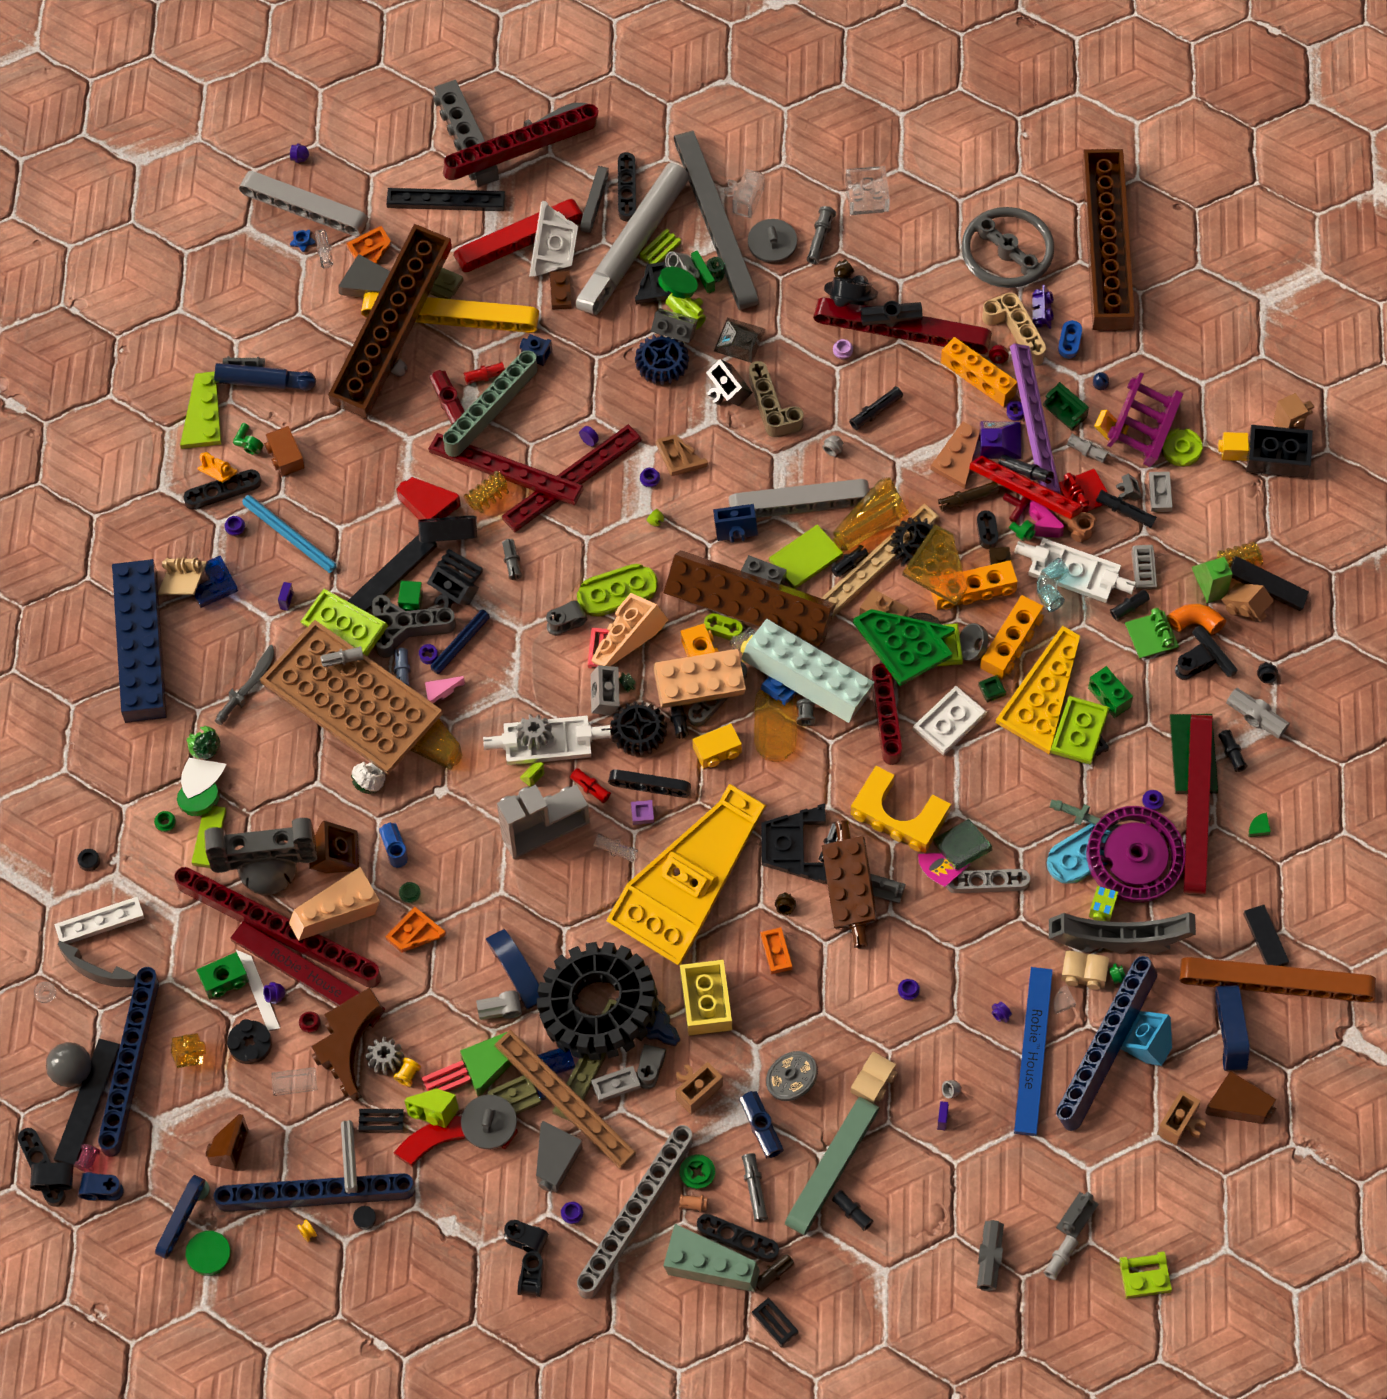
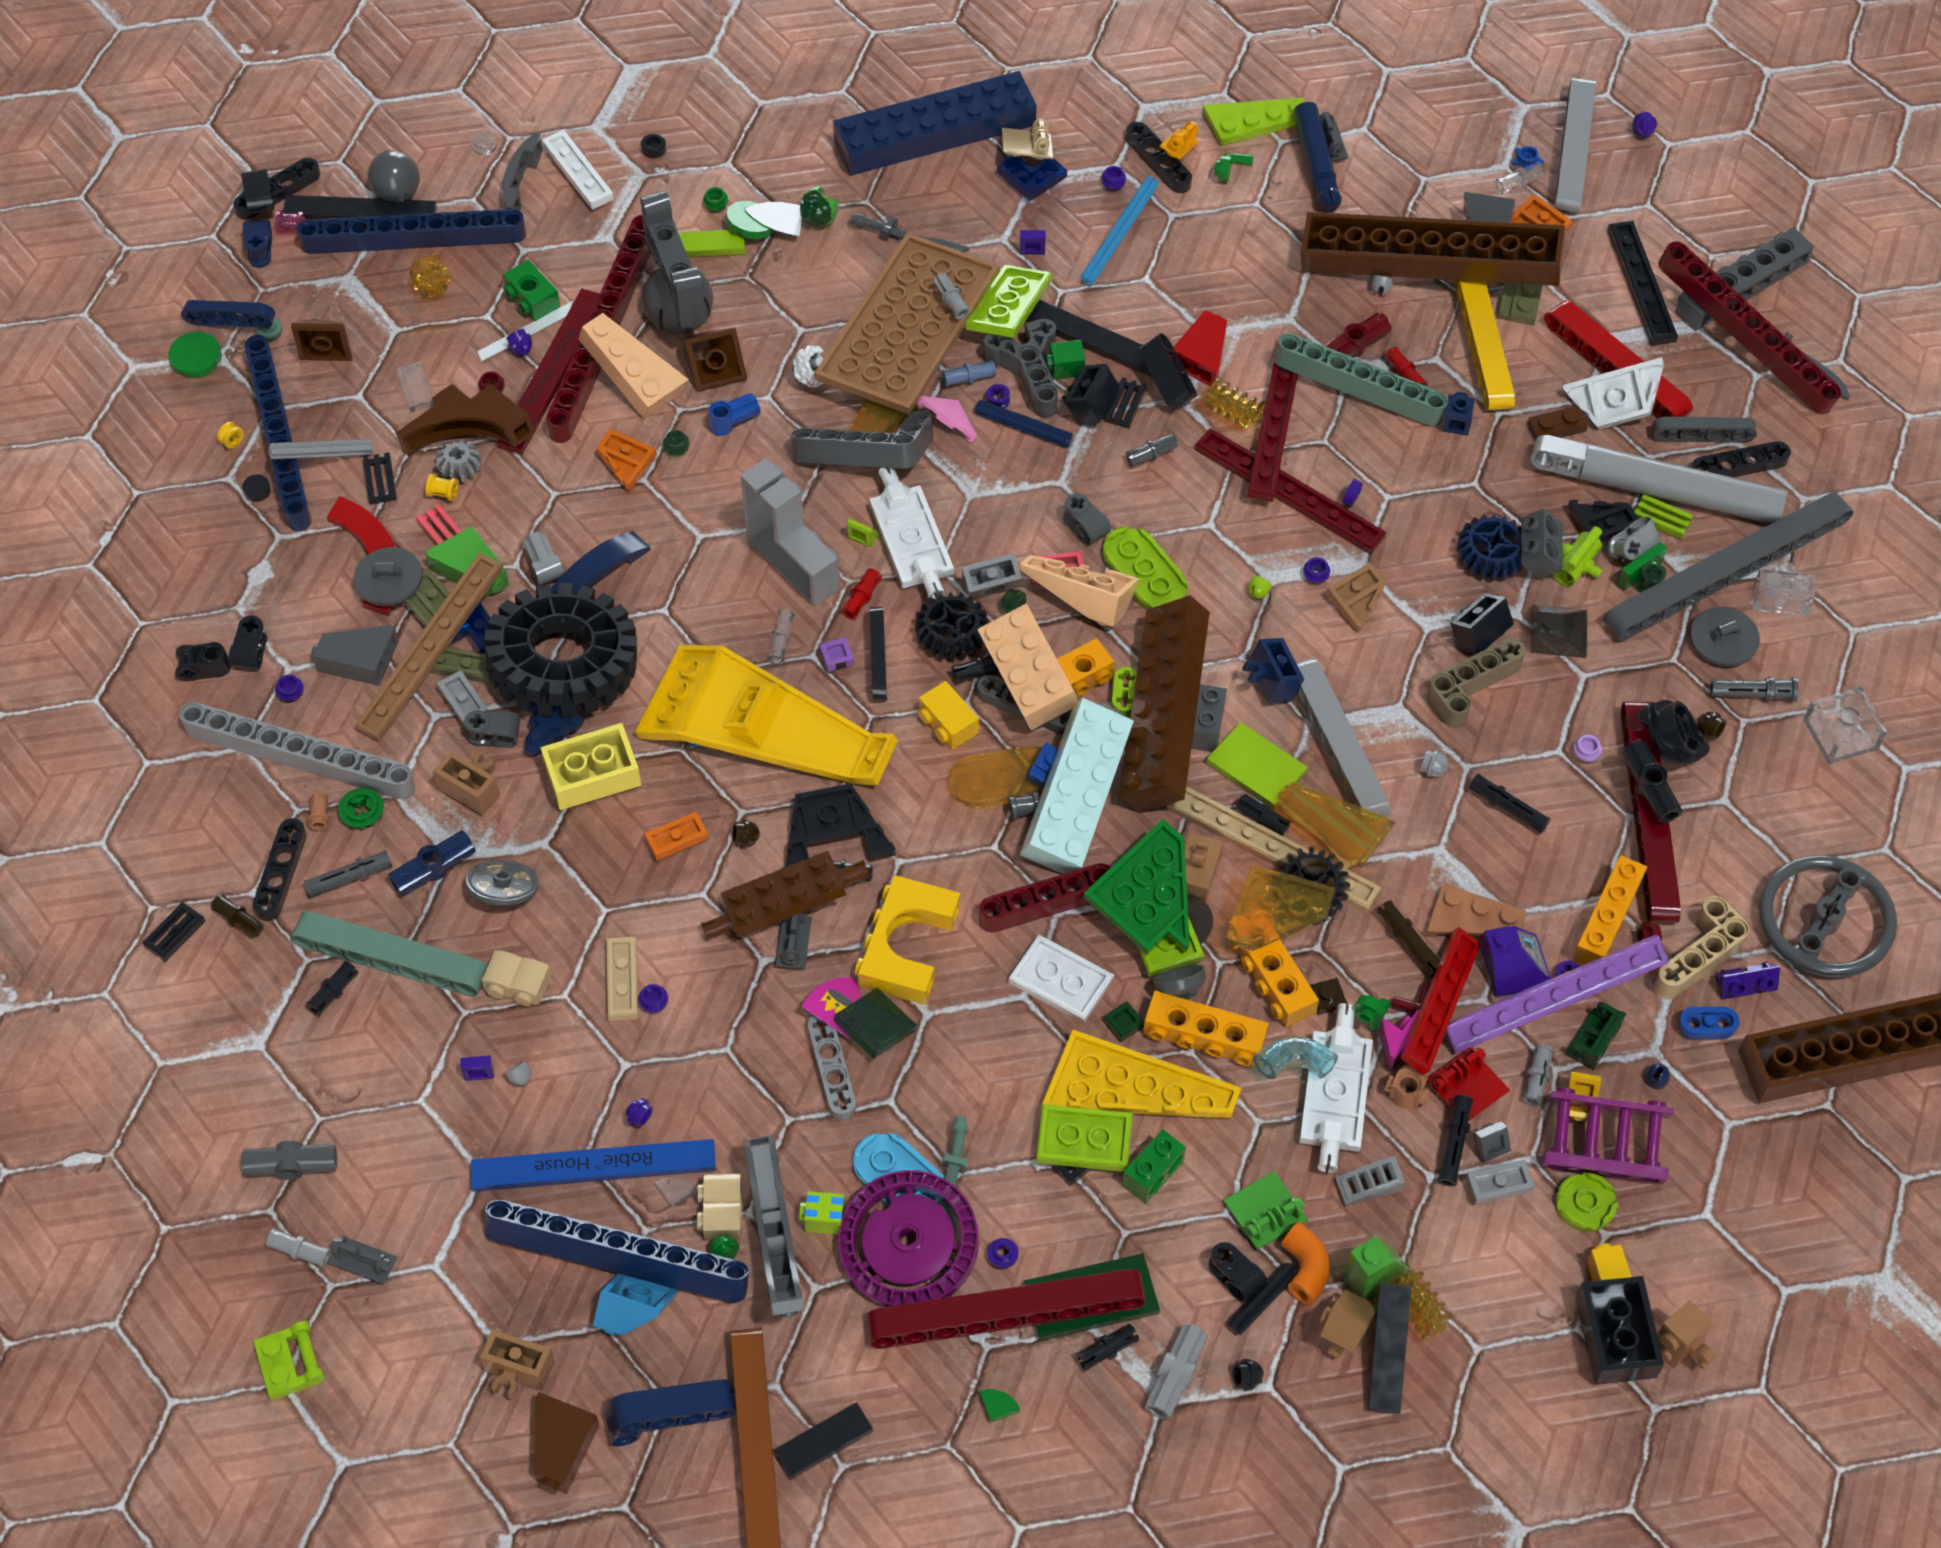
camera: 75 degrees right, 5 degrees down
(252, 1053) = (457, 323): black plate -> none
(284, 450) = (1226, 199): dark orange brick -> none
(433, 1107) = (398, 520): lime slope -> none
(464, 753) = (864, 447): none -> dark grey beam
(534, 739) = (909, 511): light grey gear -> none
(678, 282) = (1602, 528): green tile -> none
(706, 1261) = (235, 834): sand green wedge -> none
(886, 1008) = (622, 978): none -> tan tile
(991, 529) = (1367, 973): black beam -> none
(1031, 471) = (1468, 1000): black pin -> none
(1129, 605) = (1303, 1171): black axle -> none

